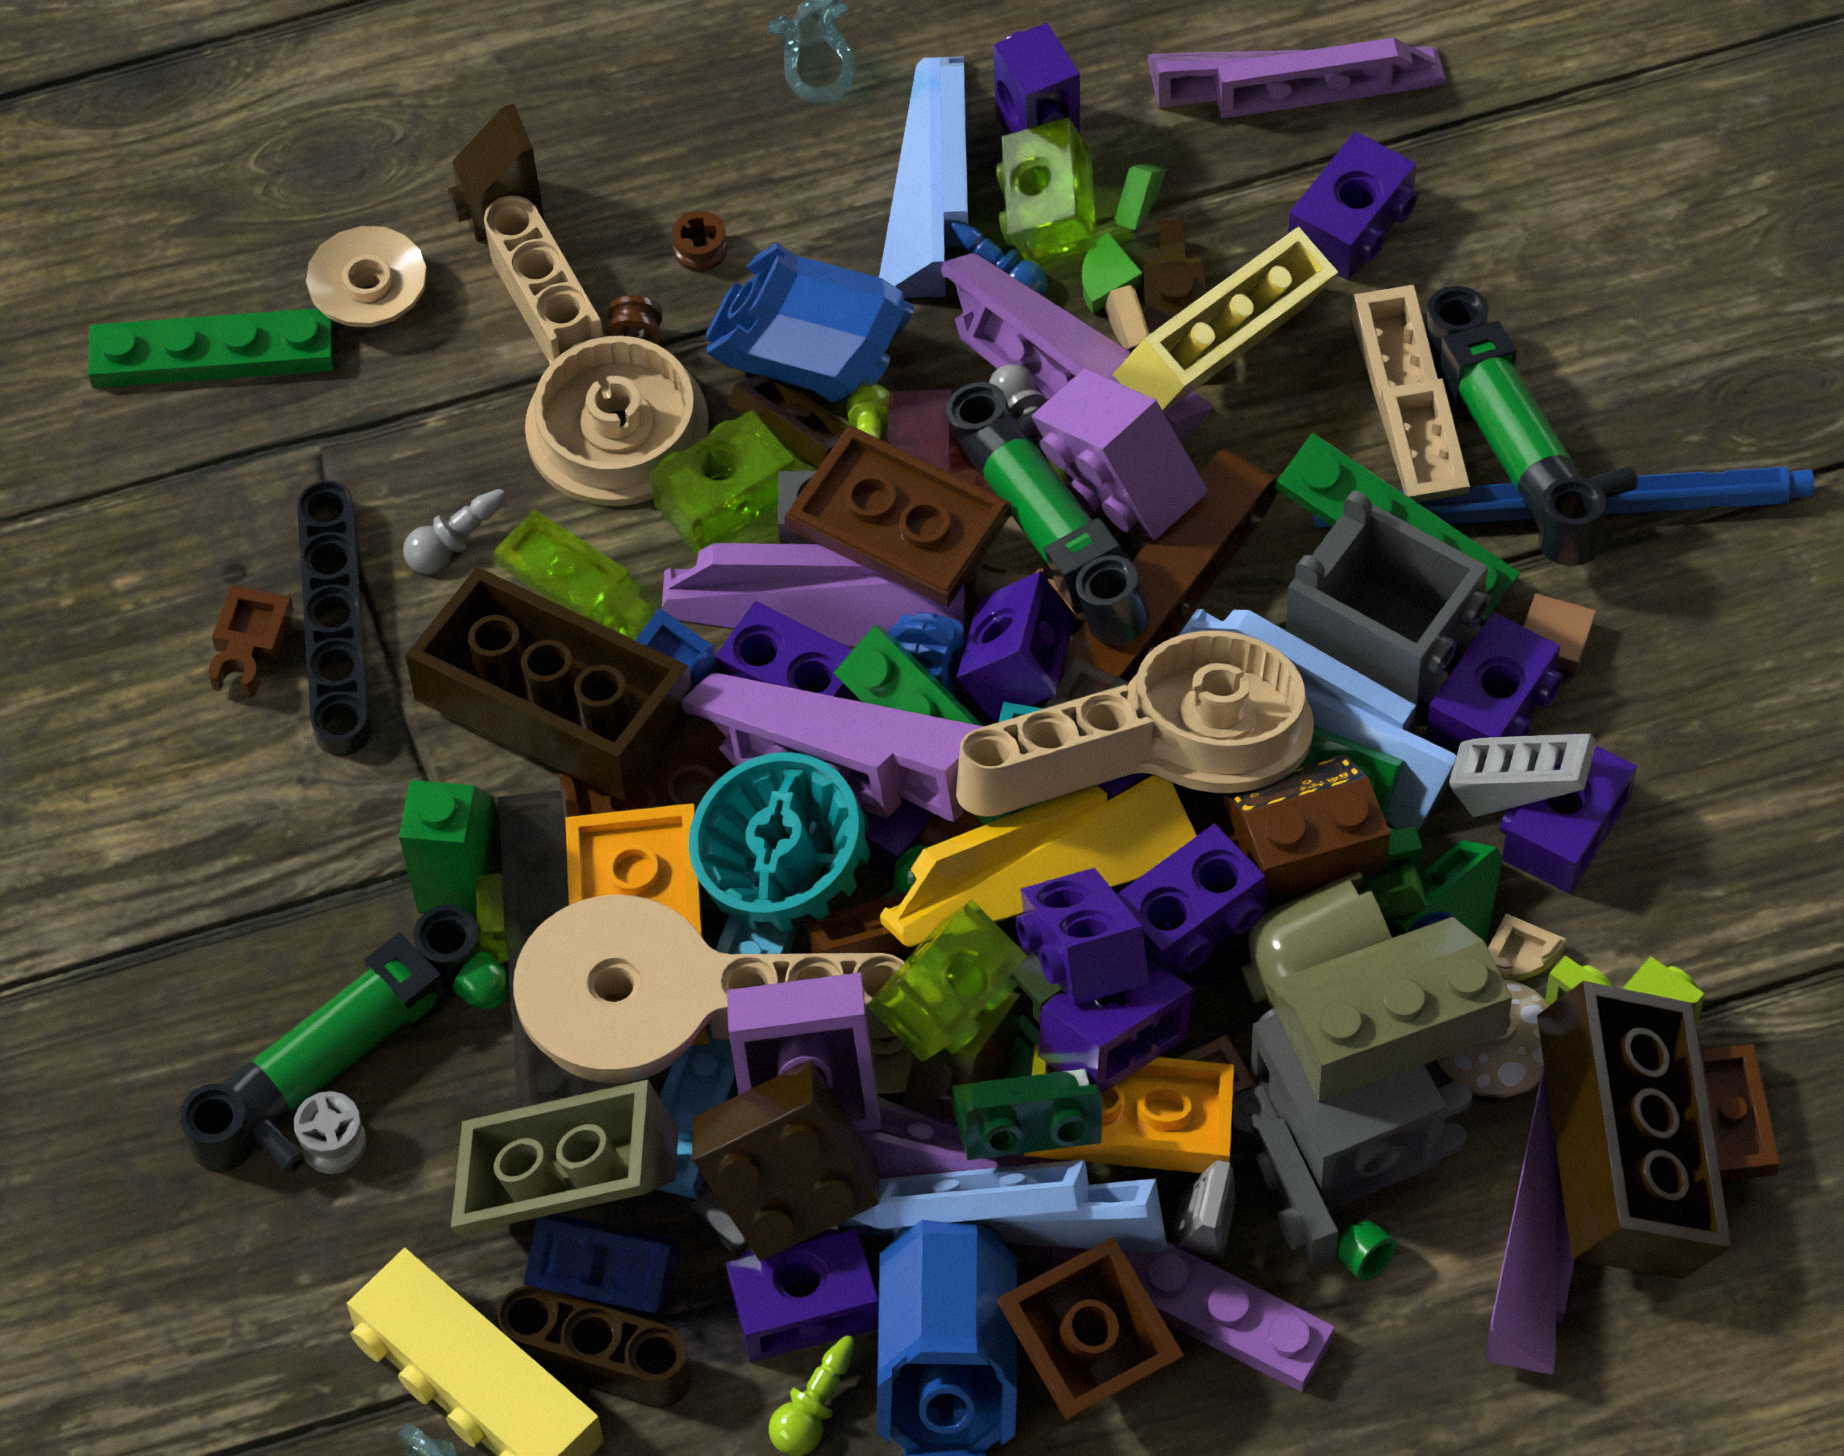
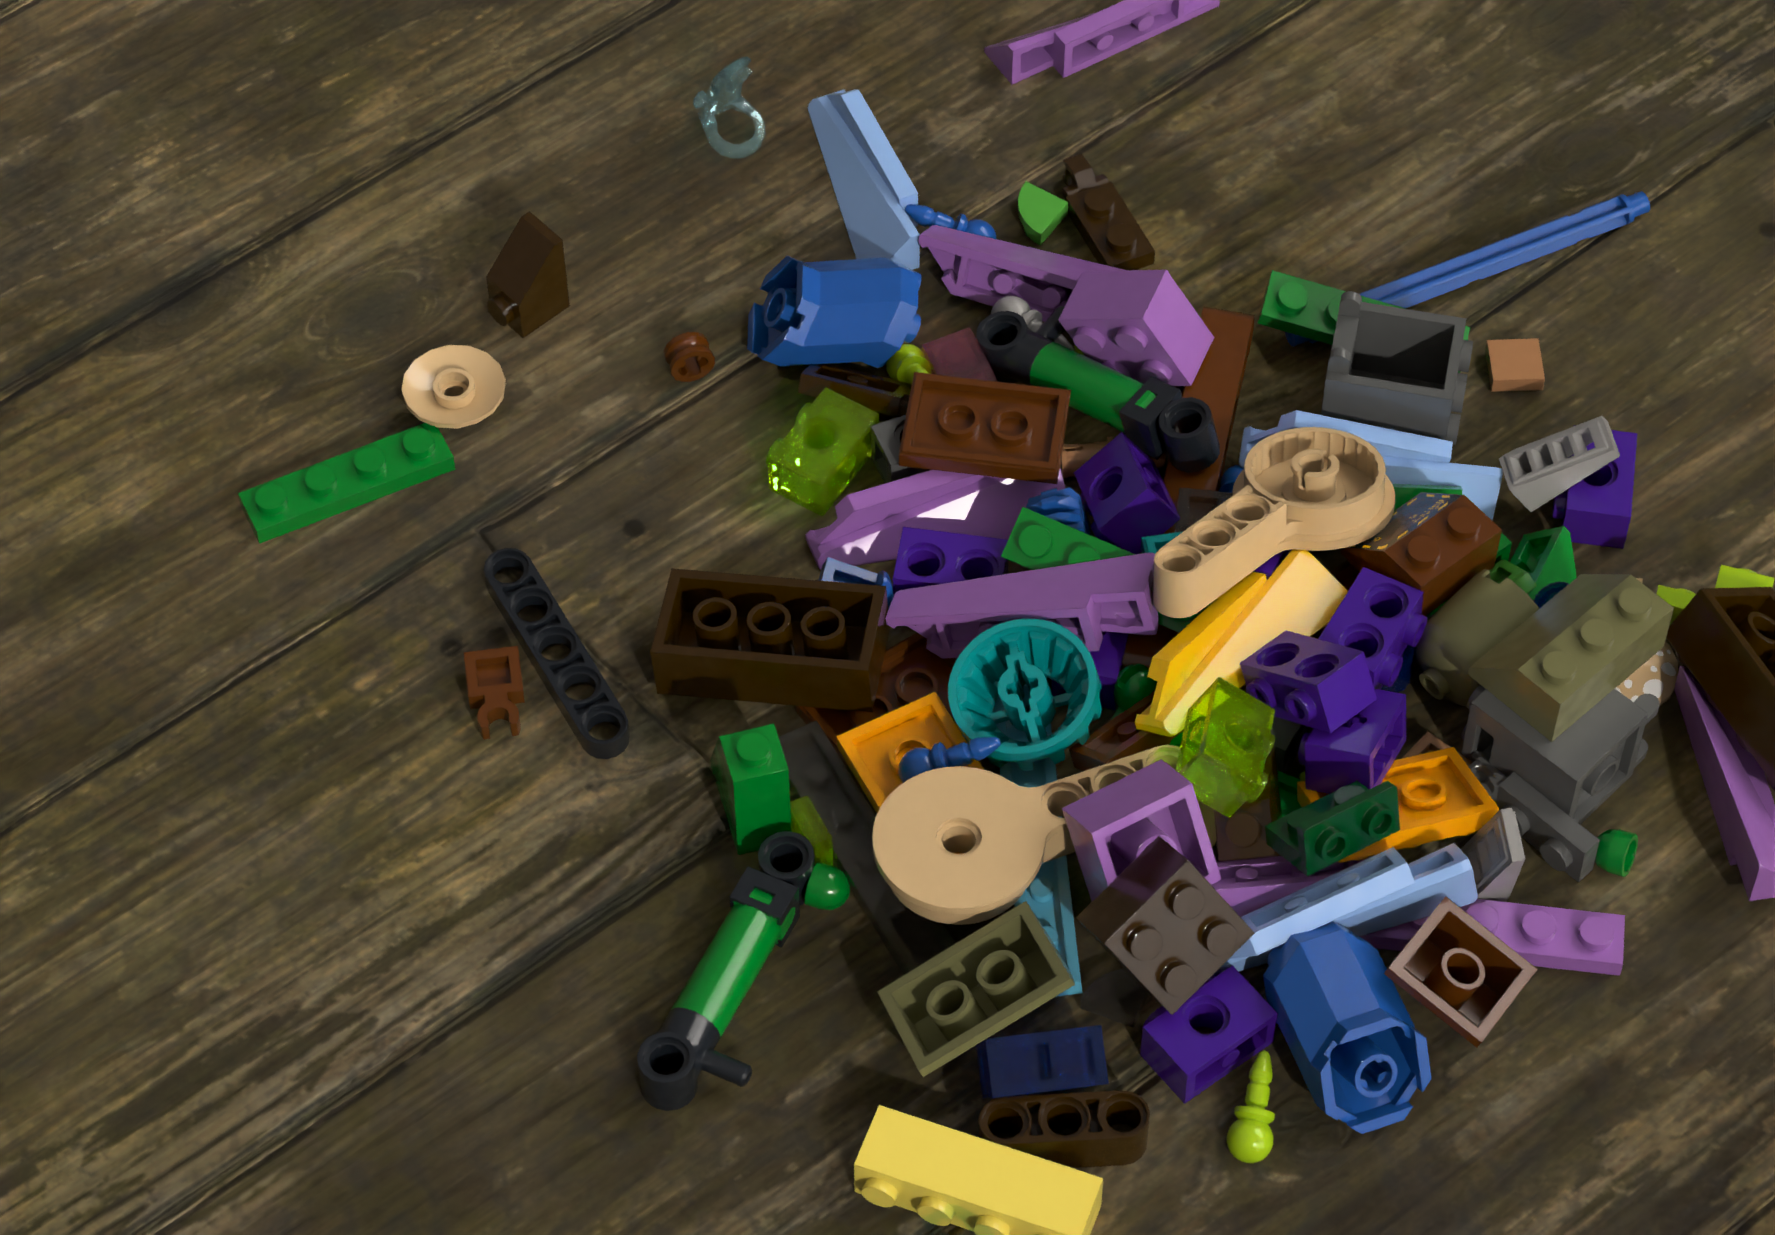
camera: 25 degrees left, 5 degrees down
(324, 1117) = (762, 1028): light grey wheel -> none
(431, 547) = (608, 575): light grey bar -> none
(573, 574) = (737, 551): clear neon green hinge -> none
(589, 375) = (675, 414): tan beam -> none
(656, 884) = (923, 759): none -> blue bar
(702, 257) = (698, 292): reddish brown bush -> none
(1034, 81) = (927, 93): dark purple brick -> none
(1047, 192) = (959, 141): clear neon green brick -> none
(1126, 316) = (1074, 237): tan tile -> none
(1139, 195) = (1035, 148): bright green tile -> none
(1227, 320) = (1167, 205): light yellow brick -> none
(1363, 178) = (1204, 107): dark purple brick -> none
(1409, 393) = (1325, 234): tan slope -> none
(1481, 374) = (1364, 192): black piece -> none
(1503, 660) = (1497, 411): dark purple brick -> none

